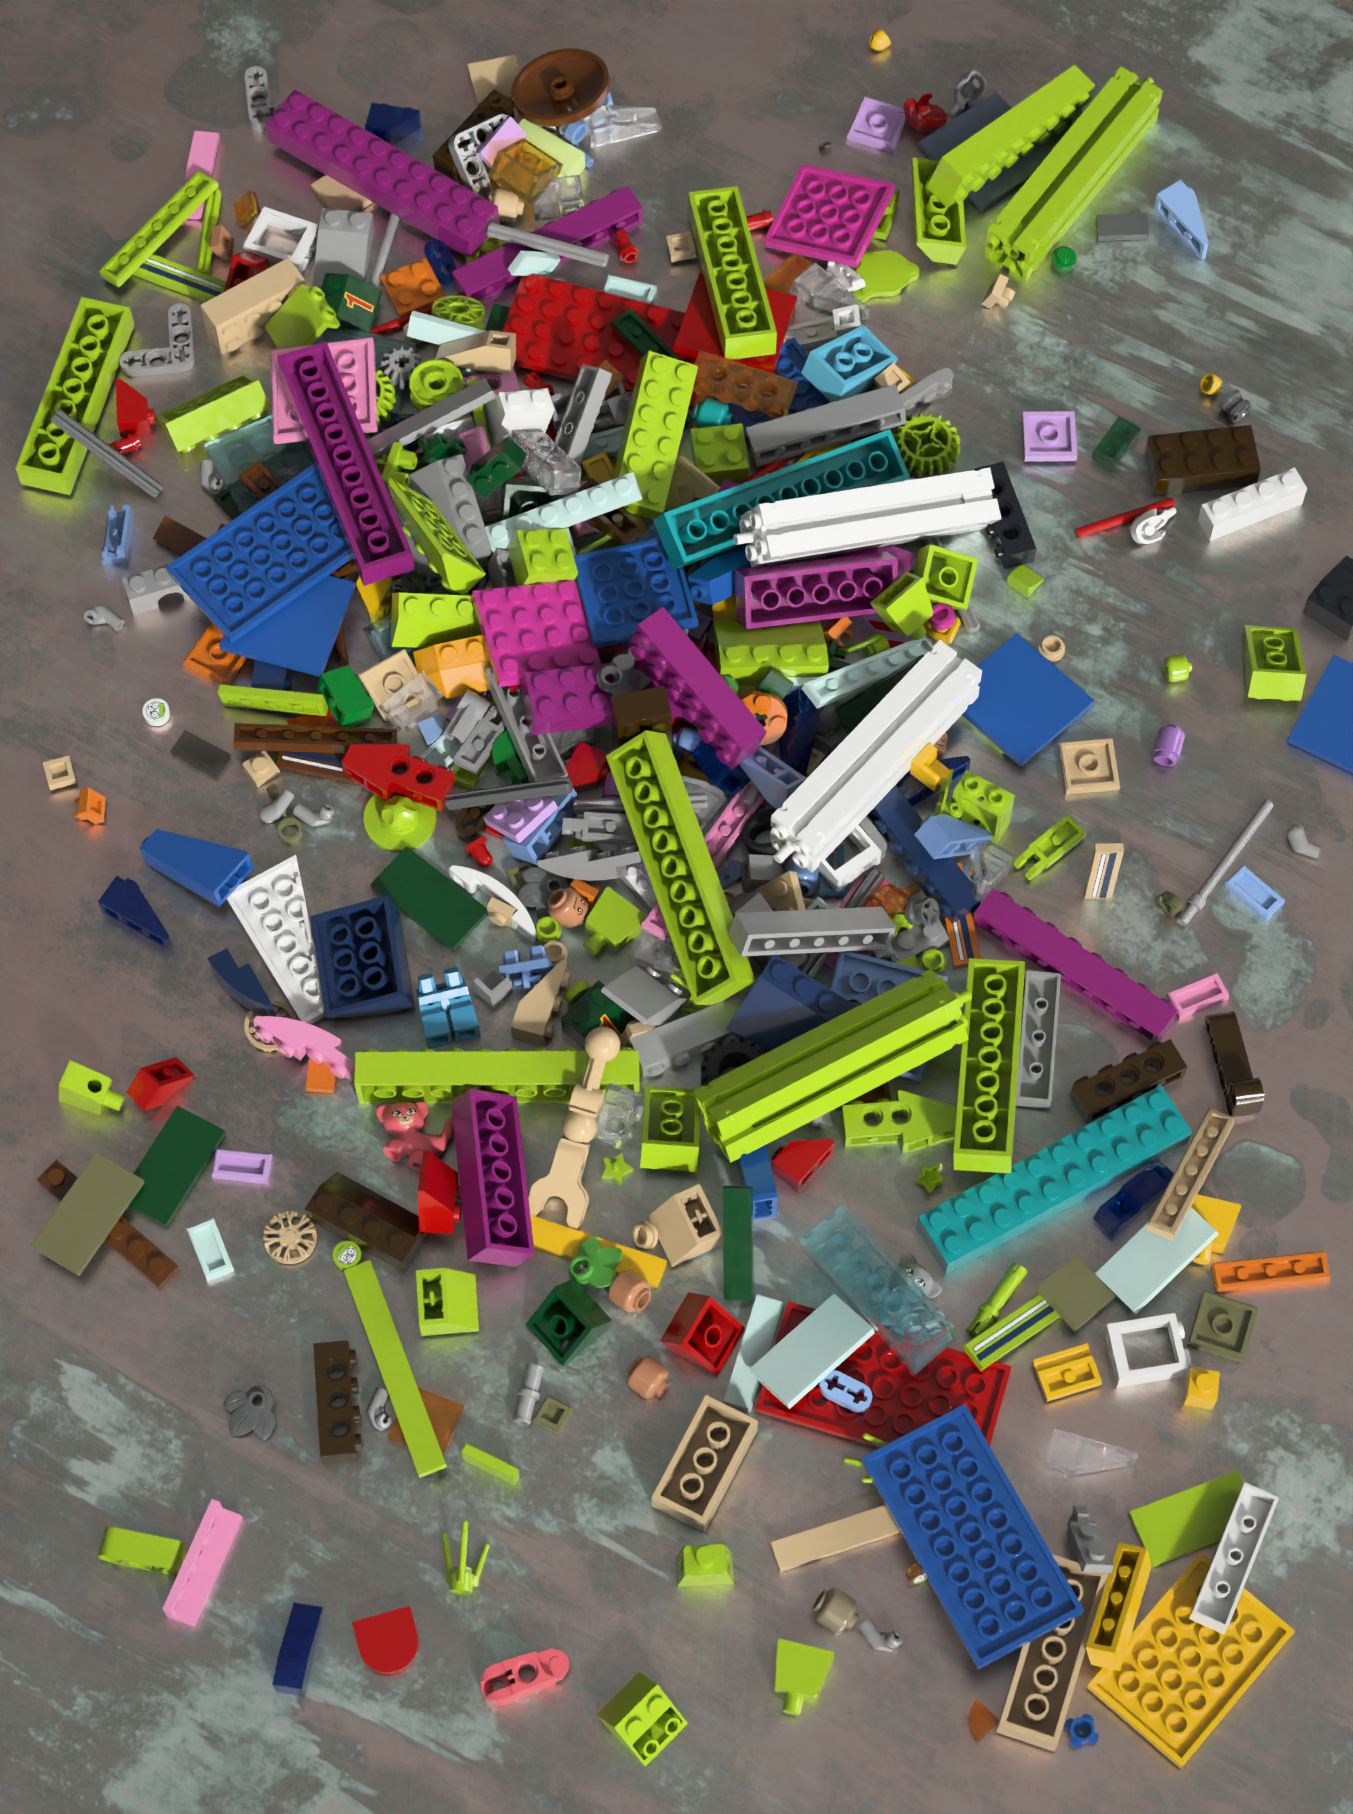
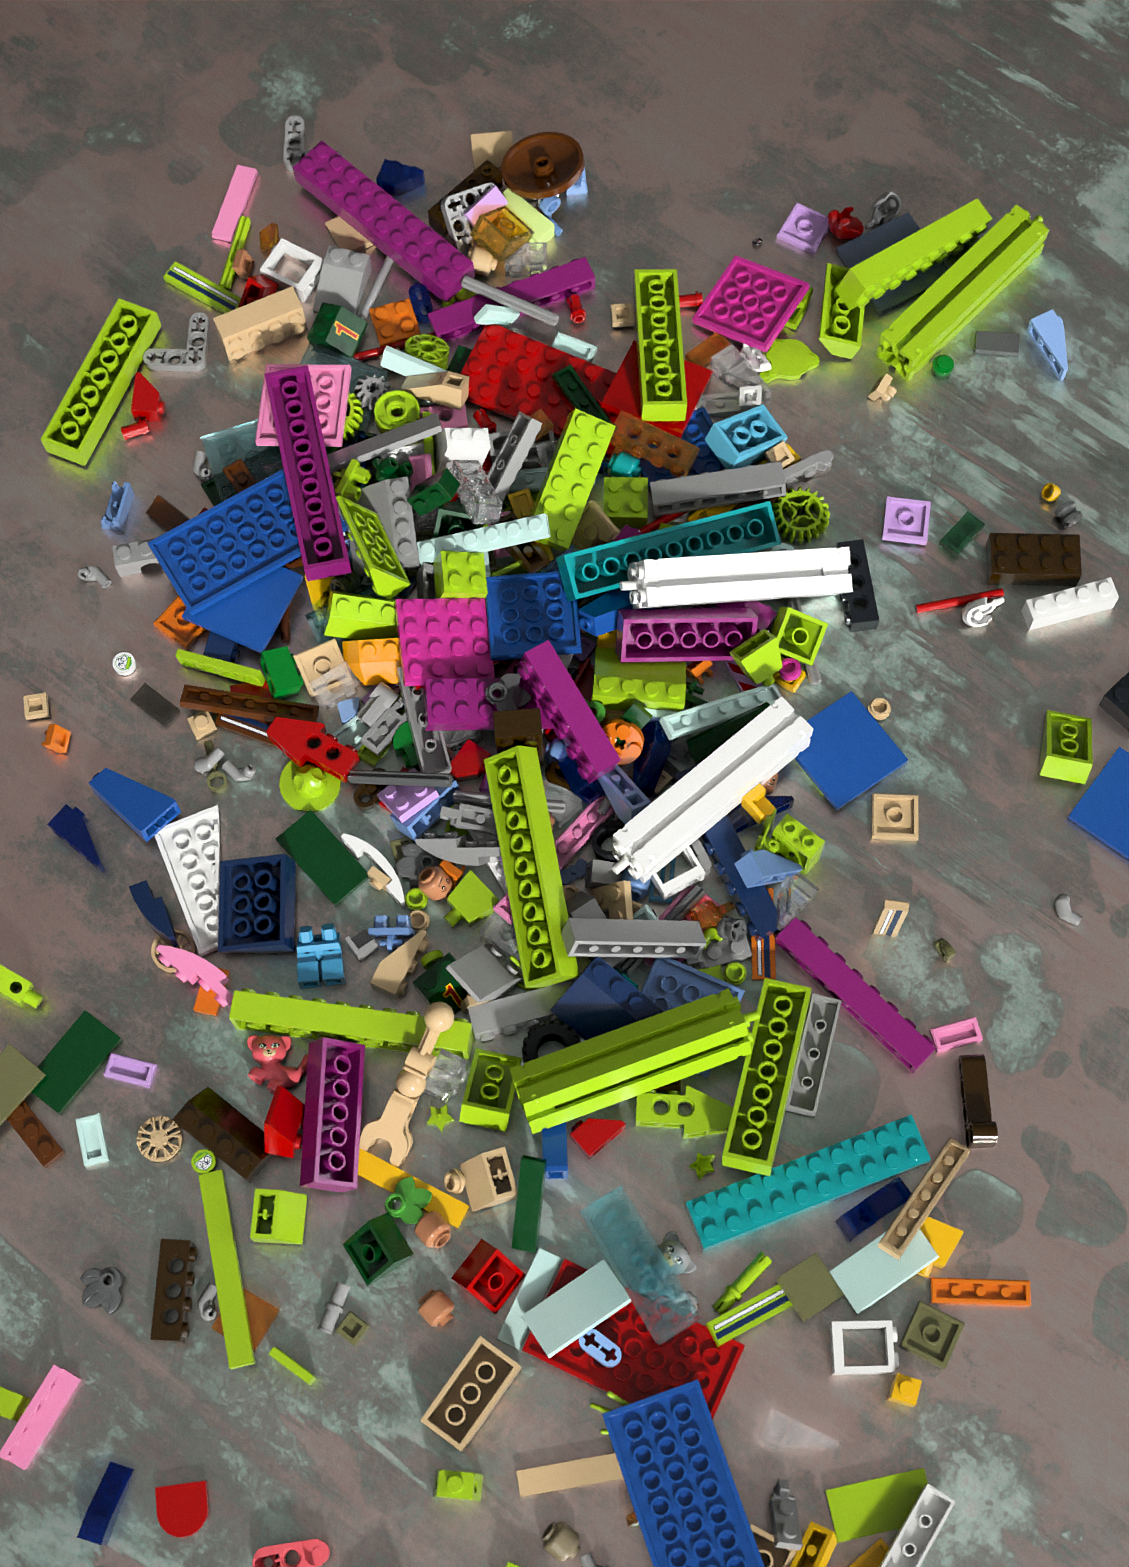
camera: 10 degrees right, 5 degrees up
(106, 453) = (117, 435): axle -> none
(158, 229) = (193, 246): lime tile -> none
(158, 1083) = (73, 988): red slope -> none
(213, 412) = (212, 410): lime slope -> none
(301, 318) = (296, 340): lime panel -> none
(462, 1579) = (251, 1462): lime plant -> none
(479, 852) = (370, 823): red piece -> none
(620, 123) = (589, 201): clear slope -> none
(871, 645) = (727, 686): lime plant -> none
(879, 40) = (817, 155): yellow hinge -> none
(1024, 580) = (865, 645): lime slope -> none
(1051, 846) = (851, 884): lime hinge -> none
(1067, 1372) = (791, 1357): yellow plate -> none
(1094, 1105) = (851, 1121): dark brown brick -> none
(1168, 745) = (965, 808): medium lavender brick -> none
(1176, 668) = (983, 740): lime piece -> none
(1197, 900) = (968, 950): light grey bar -> none
(1254, 893) = (1018, 949): light blue tile -> none

